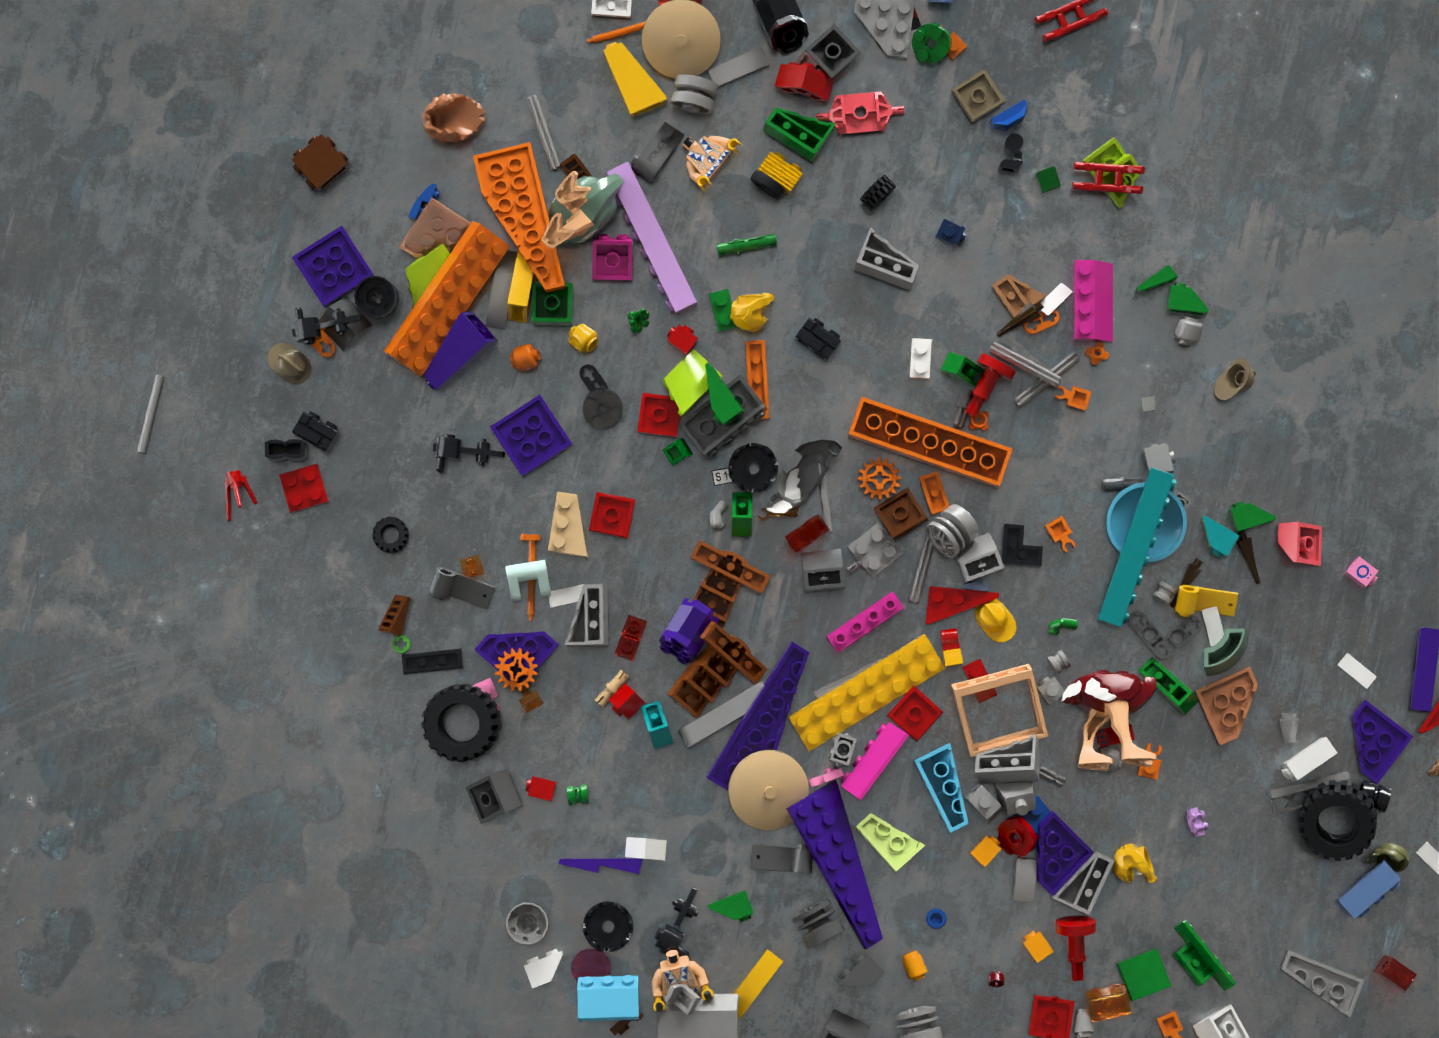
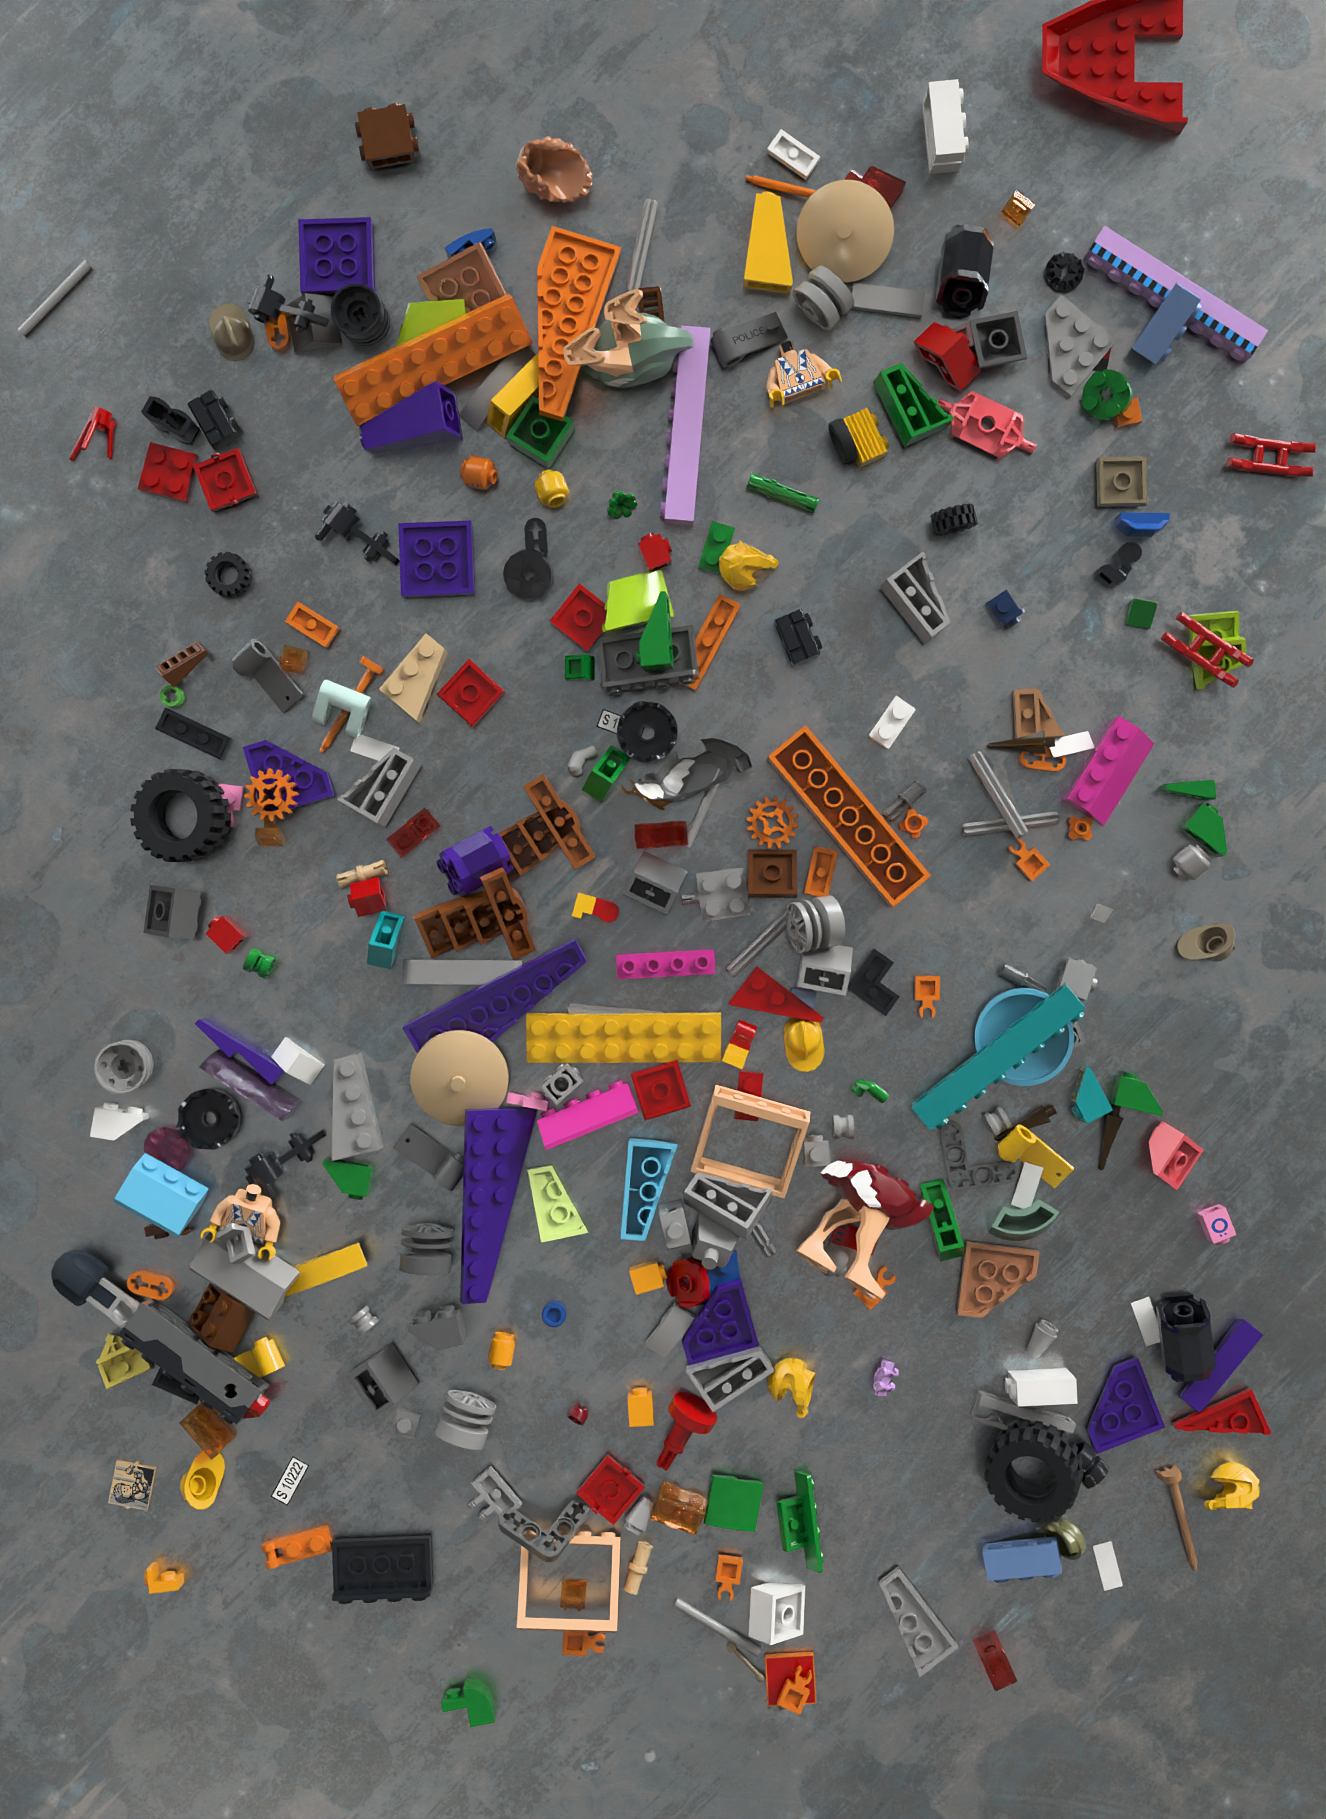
camera: 30 degrees right, 5 degrees up
(348, 469) = (225, 480): none -> red plate
(471, 534) = (312, 624): none -> orange plate
(612, 257) = (633, 421): dark pink plate -> none
(624, 882) = (251, 1085): none -> clear purple slope
(709, 861) = (353, 1113): none -> light grey wedge
(790, 612) = (604, 909): none -> leg
(803, 1003) = (363, 1320): none -> light grey wheel
(962, 369) = (930, 762): green slope -> none
(994, 370) = (961, 781): red piece -> none
(1387, 664) = (1185, 1337): none -> black brick

